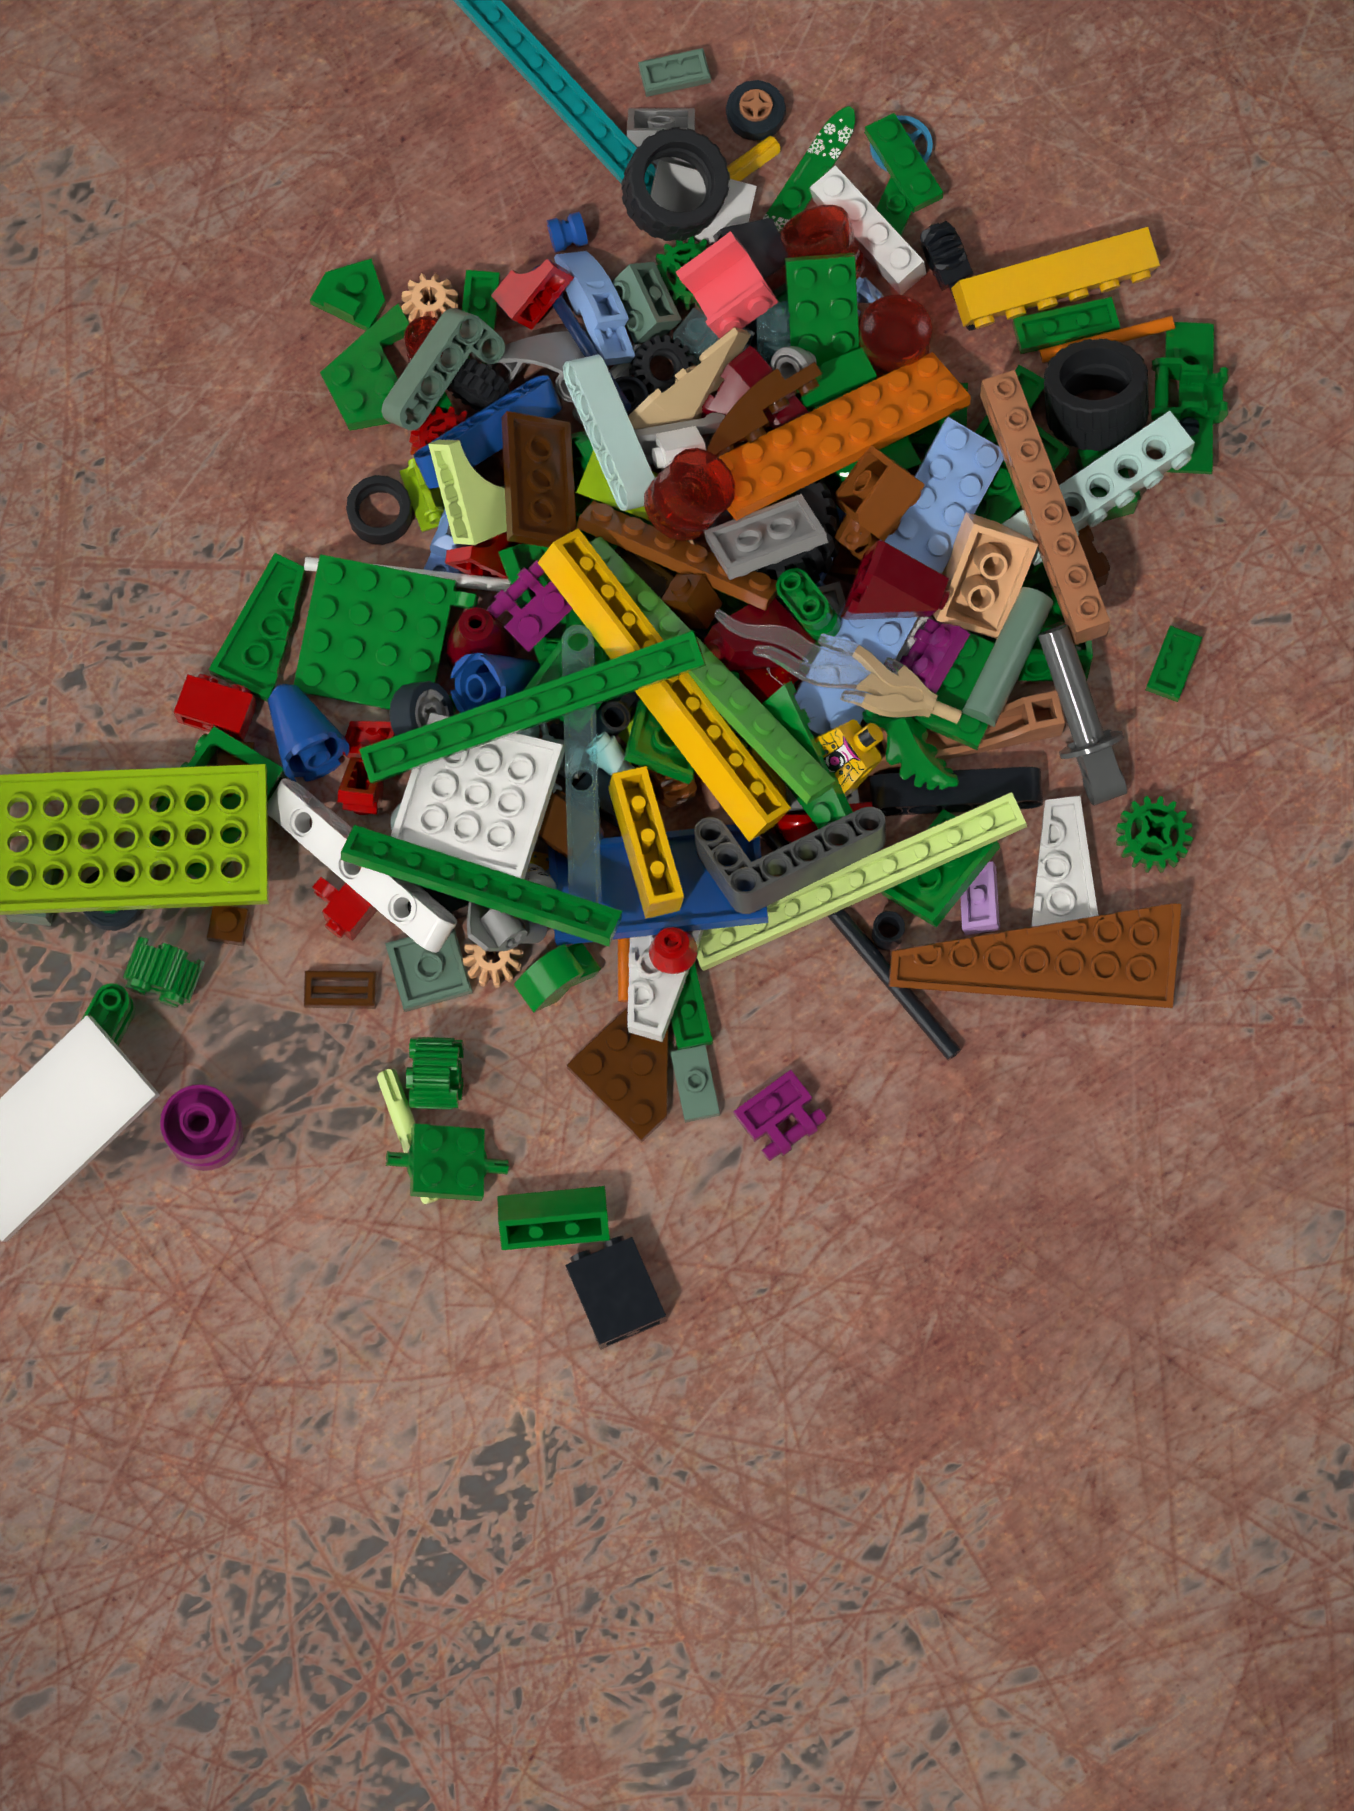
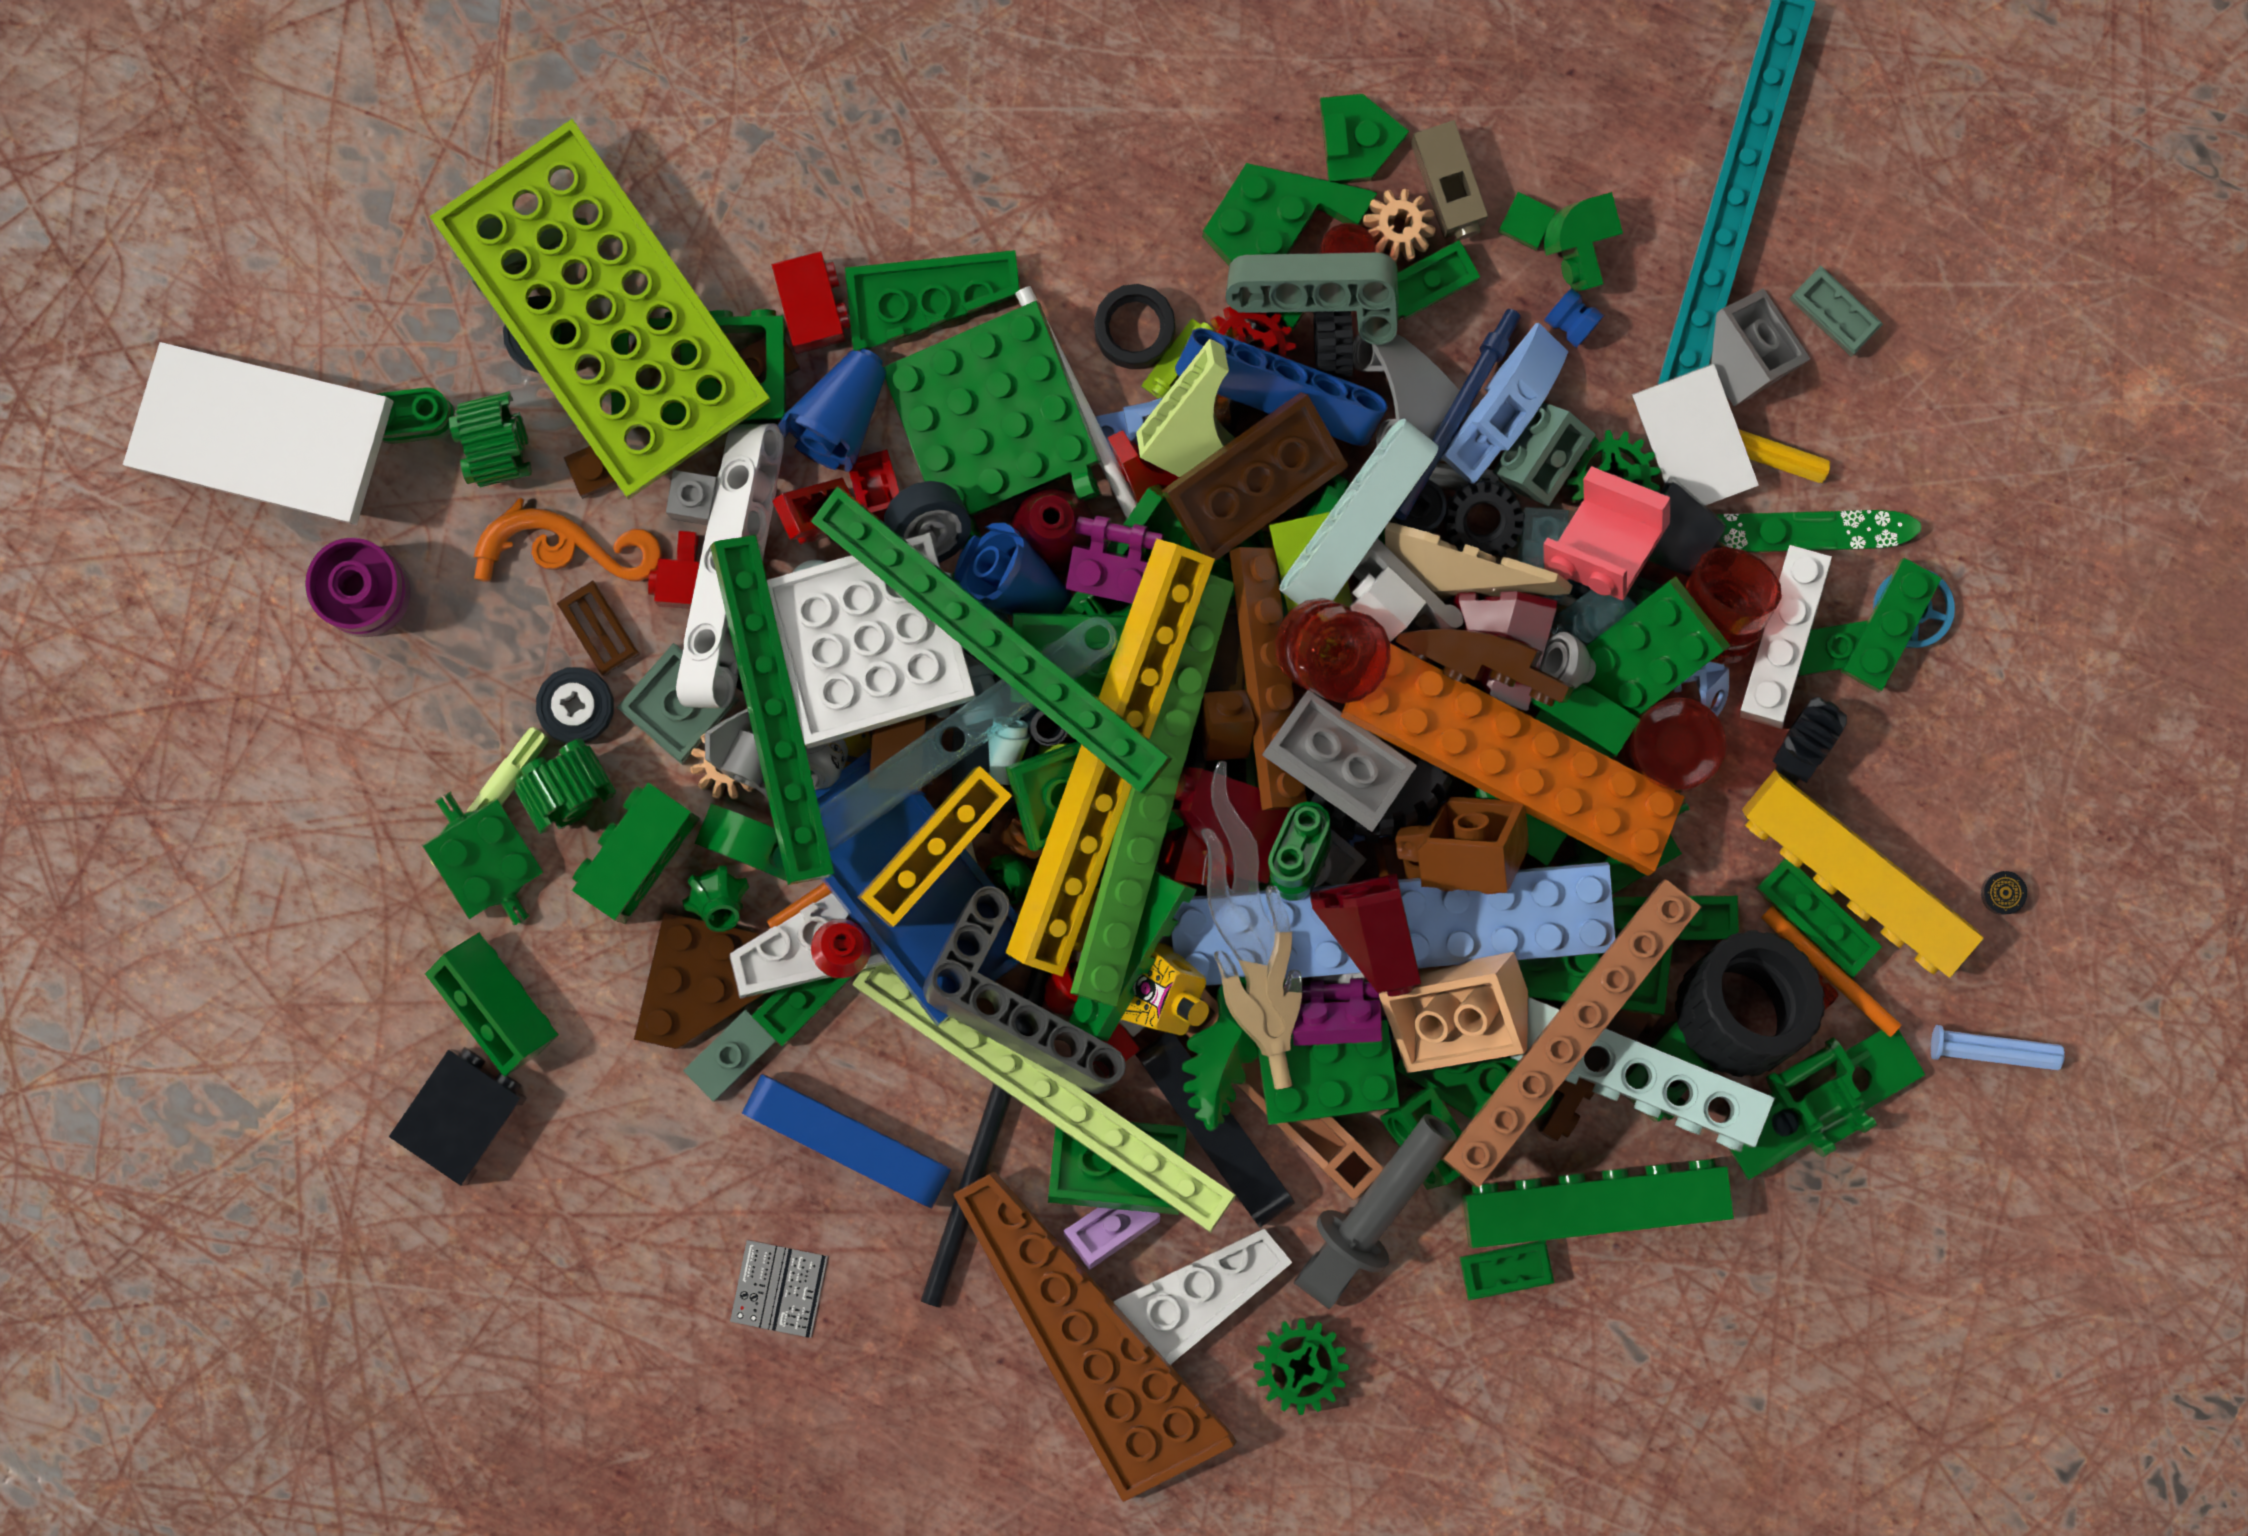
camera: 55 degrees right, 10 degrees up
(228, 1017) = (570, 535): none -> orange plant
(296, 865) = (690, 497): none -> light grey brick
(391, 1046) = (589, 710): none -> black wheel
(422, 252) = (1449, 181): none -> dark tan brick
(482, 224) = (1526, 221): none -> green tile
(513, 197) = (1572, 234): none -> green brick
(513, 1052) = (634, 852): none -> green brick
(531, 294) = (1468, 327): red arch -> none
(581, 1020) = (716, 898): none -> green rock
(693, 813) = (1010, 876): none -> green plate
(697, 151) = (1738, 424): black tyre -> none
(755, 97) = (1862, 417): black wheel -> none
(773, 1106) = (756, 1153): magenta plate -> none
(805, 1039) = (846, 1141): none -> blue beam
(877, 1152) = (778, 1289): none -> light grey sticker
(894, 919) = (1001, 1156): black beam -> none
(1008, 656) = (1383, 1096): sand green brick -> none
(1125, 204) = (2004, 893): none -> black tile
(1167, 579) = (1597, 1205): none -> green brick
(1224, 271) = (1996, 1049): none -> light blue axle

